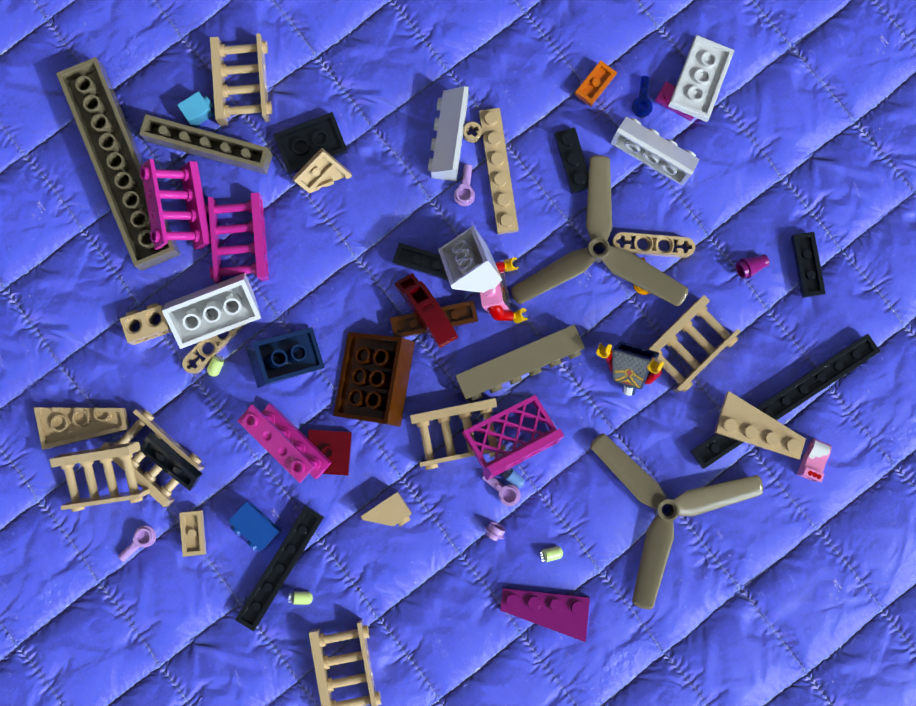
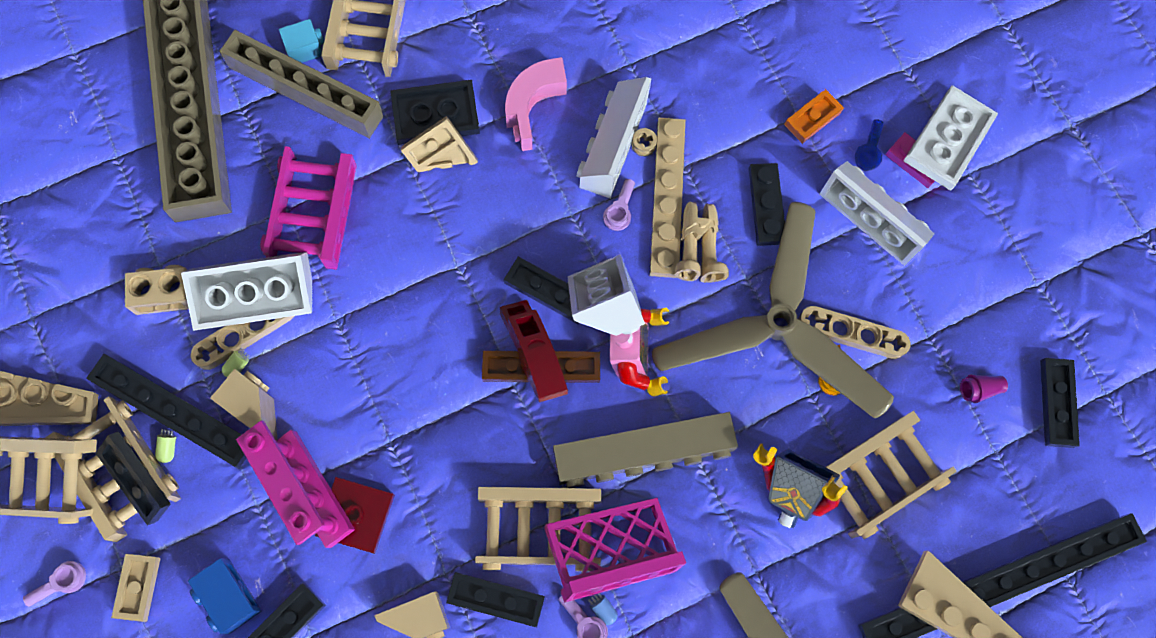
camera: 10 degrees right, 10 degrees down
(179, 408) = (168, 409): none -> black plate
(183, 434) = (165, 446): none -> yellowish green piece
(194, 202) = (266, 140): dark pink fence -> none
(234, 391) = (247, 400): none -> tan slope
(284, 357) = (329, 372): dark blue slope -> none
(374, 378) = (442, 428): reddish brown slope -> none
(377, 108) = (532, 85): none -> bright pink arch
(439, 488) = (495, 599): none -> black plate
(521, 195) = (692, 231): none -> tan piece

